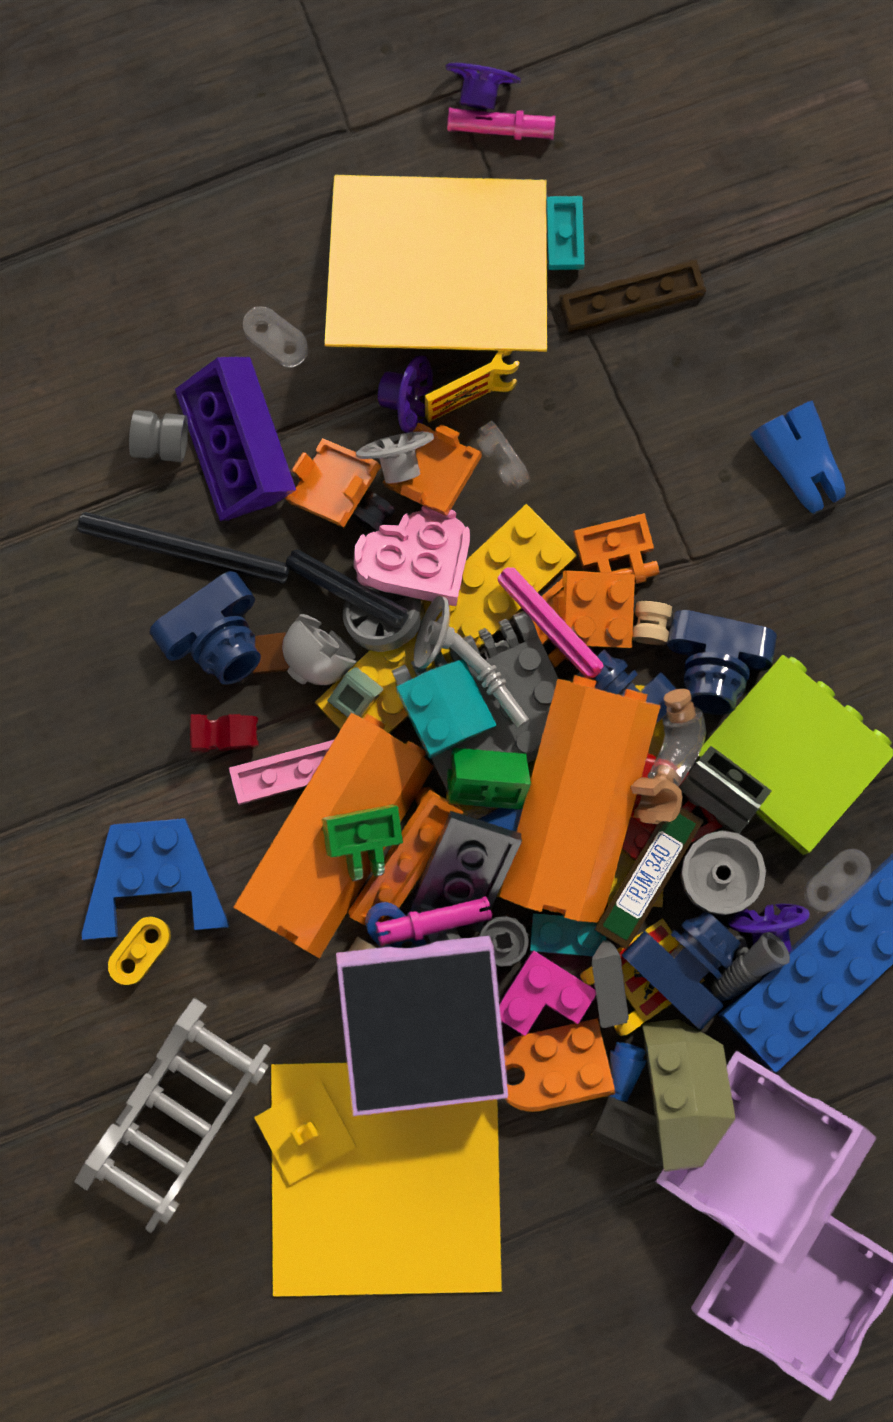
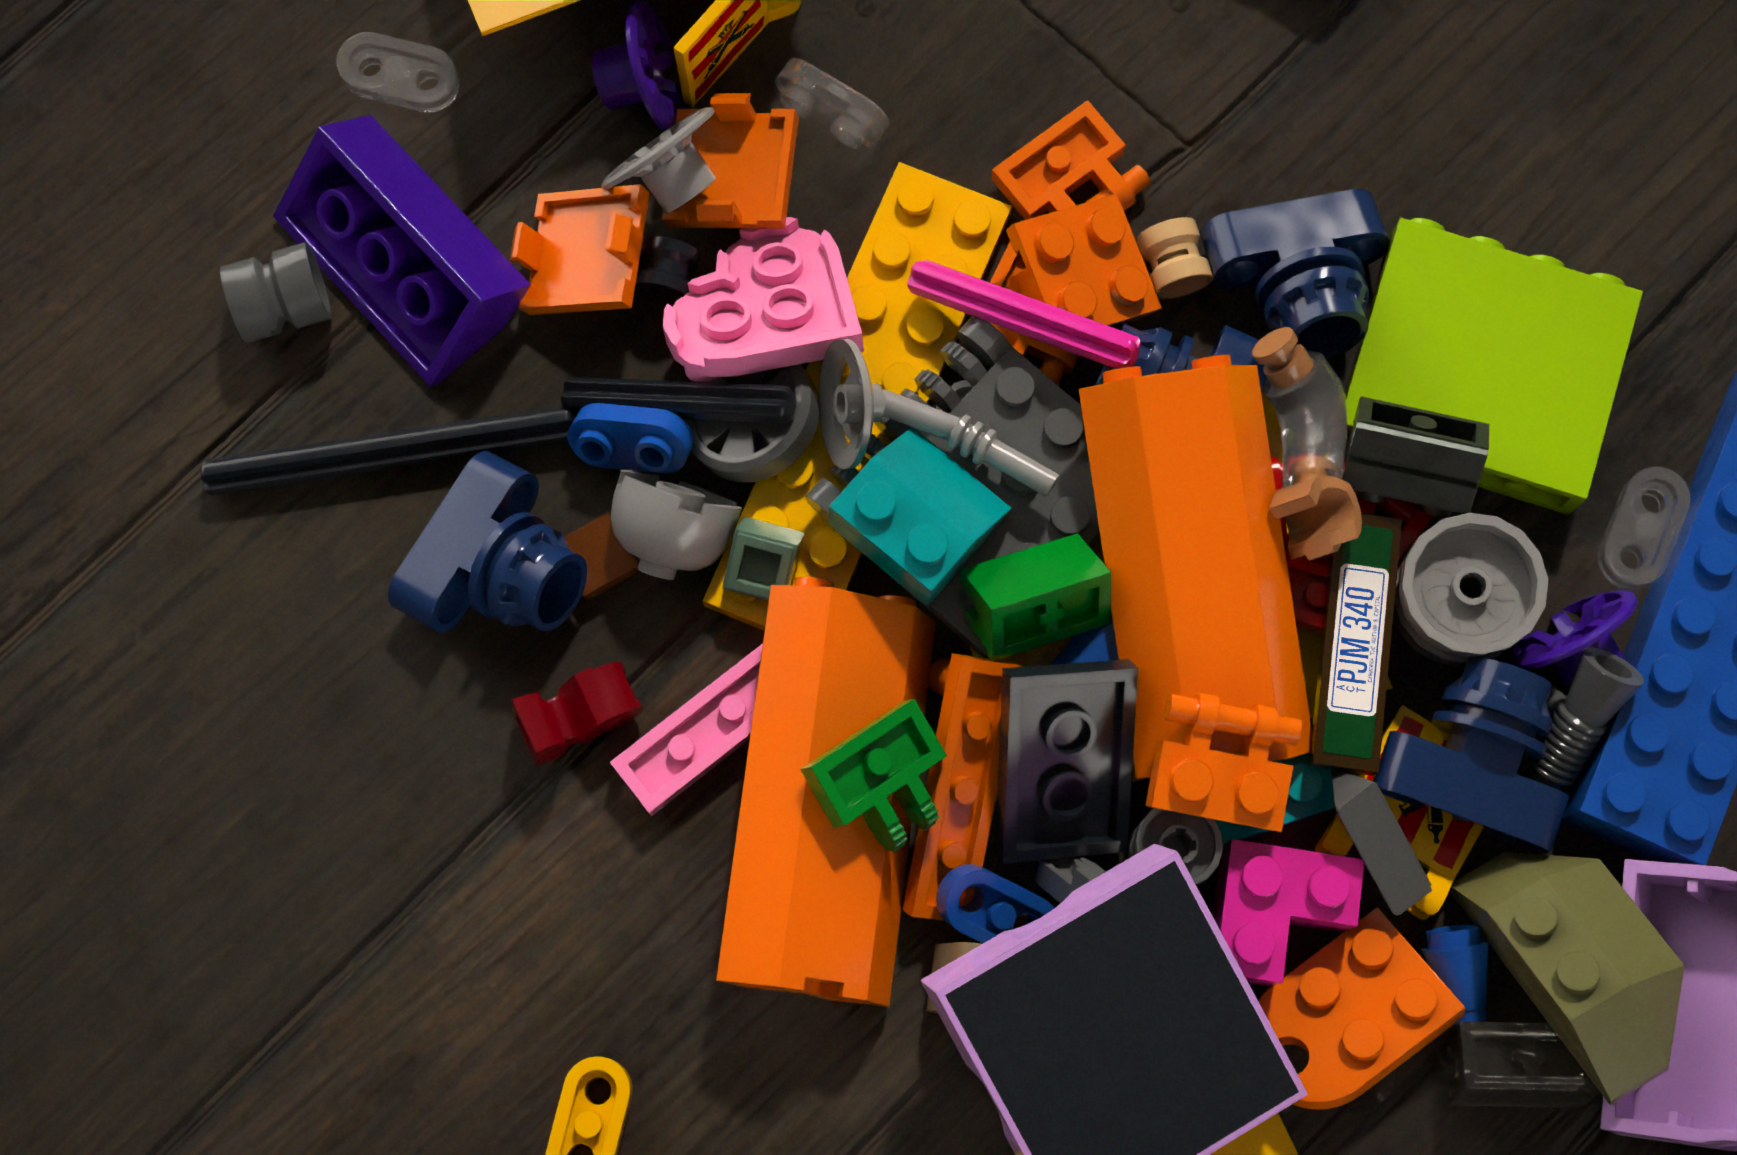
camera: 20 degrees left, 5 degrees down
(151, 861) = (545, 970): blue wing -> none
(313, 598) = (631, 438): none -> blue plate
(433, 921) = (1031, 877): dark pink pin -> none
(538, 920) = (1217, 783): none -> orange plate

